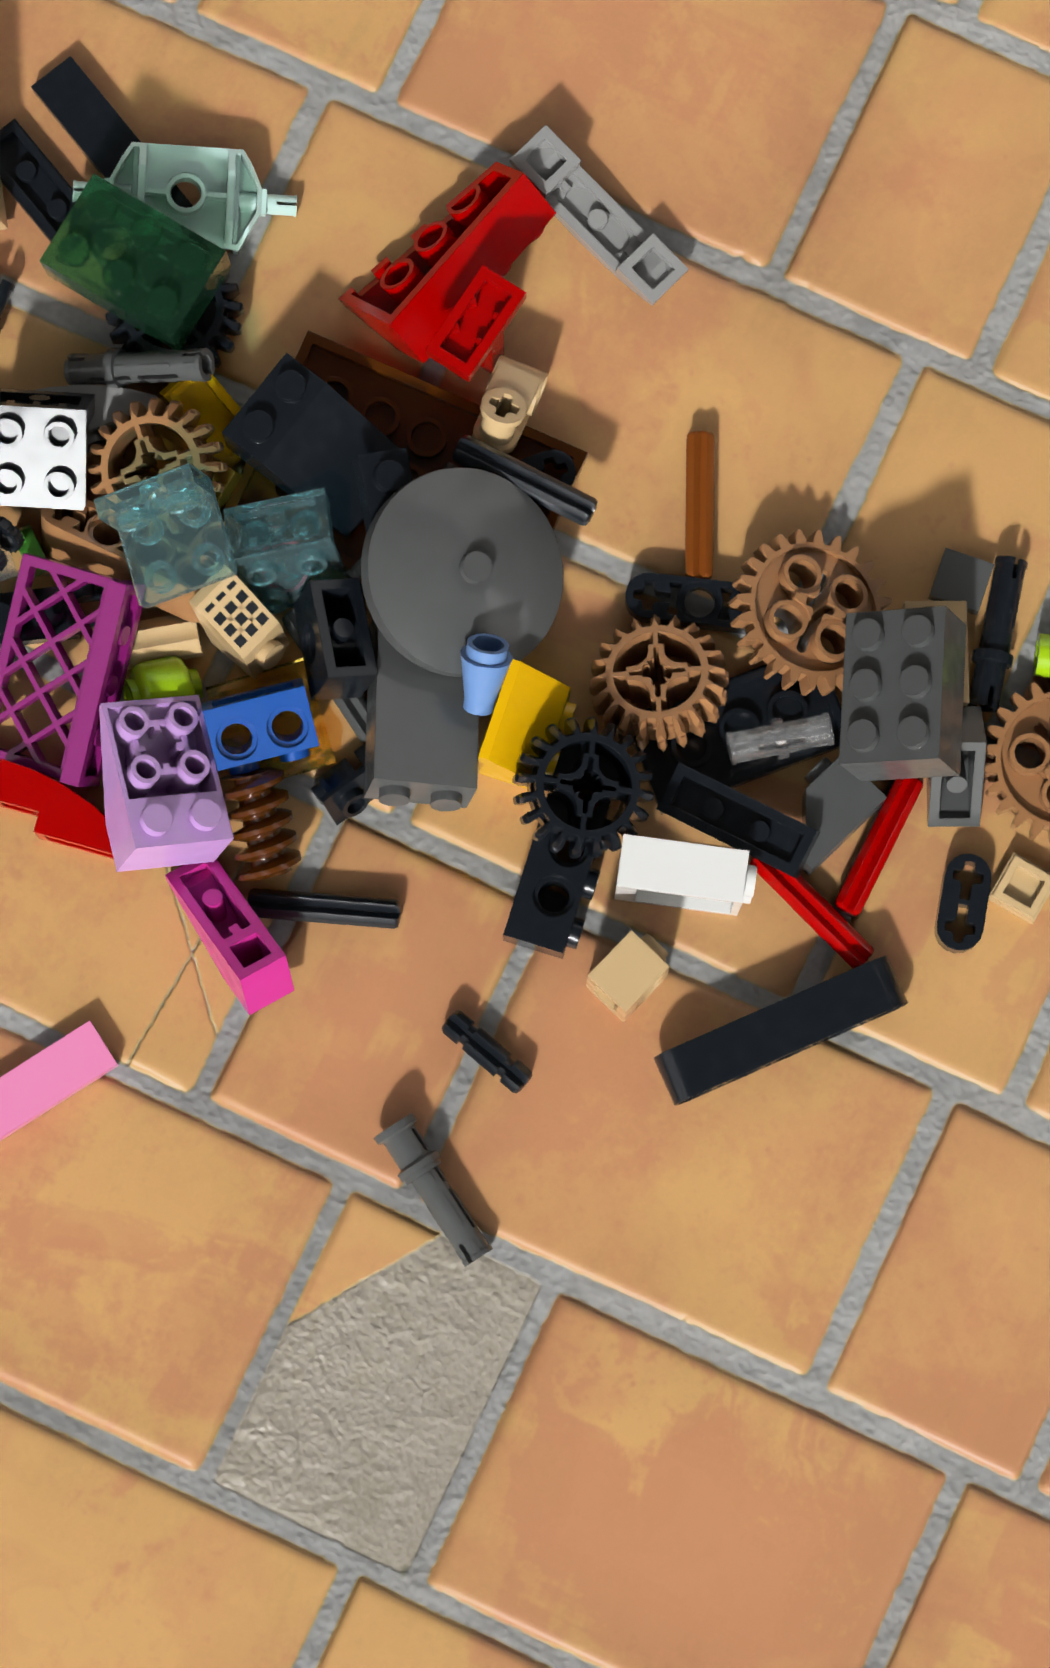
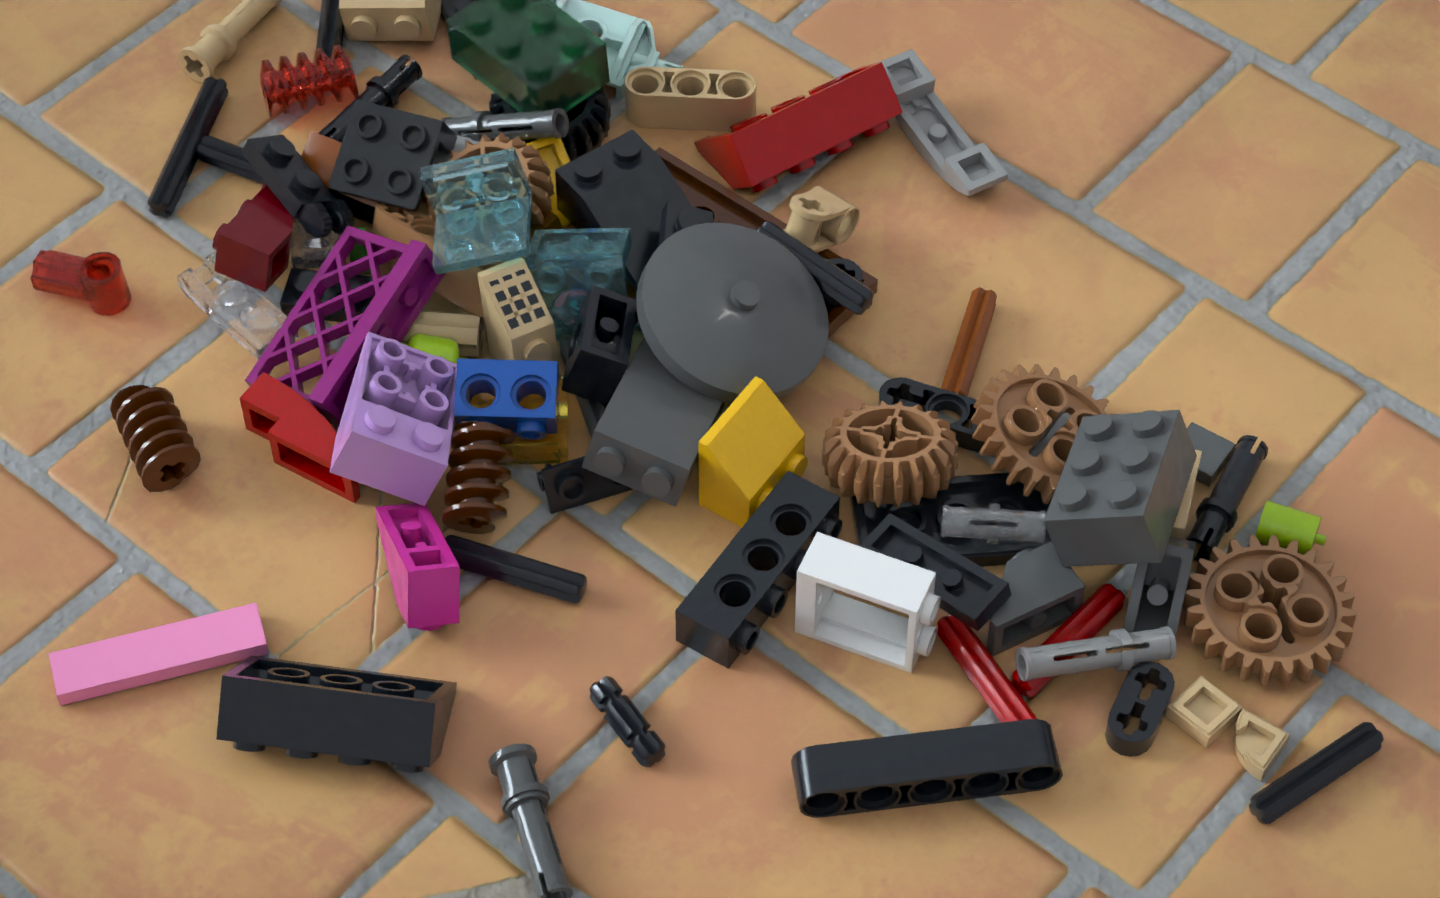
camera: 15 degrees right, 30 degrees down
(211, 1120) = (335, 713): none -> black slope
(295, 239) = (689, 98): none -> tan beam
(476, 325) = (801, 144): red bracket -> none
(484, 668) = (725, 378): medium blue cone -> none
(588, 766) = (768, 474): black gear -> none
(629, 974) = (786, 671): tan brick -> none
(929, 854) = (1151, 644): none -> light grey pin

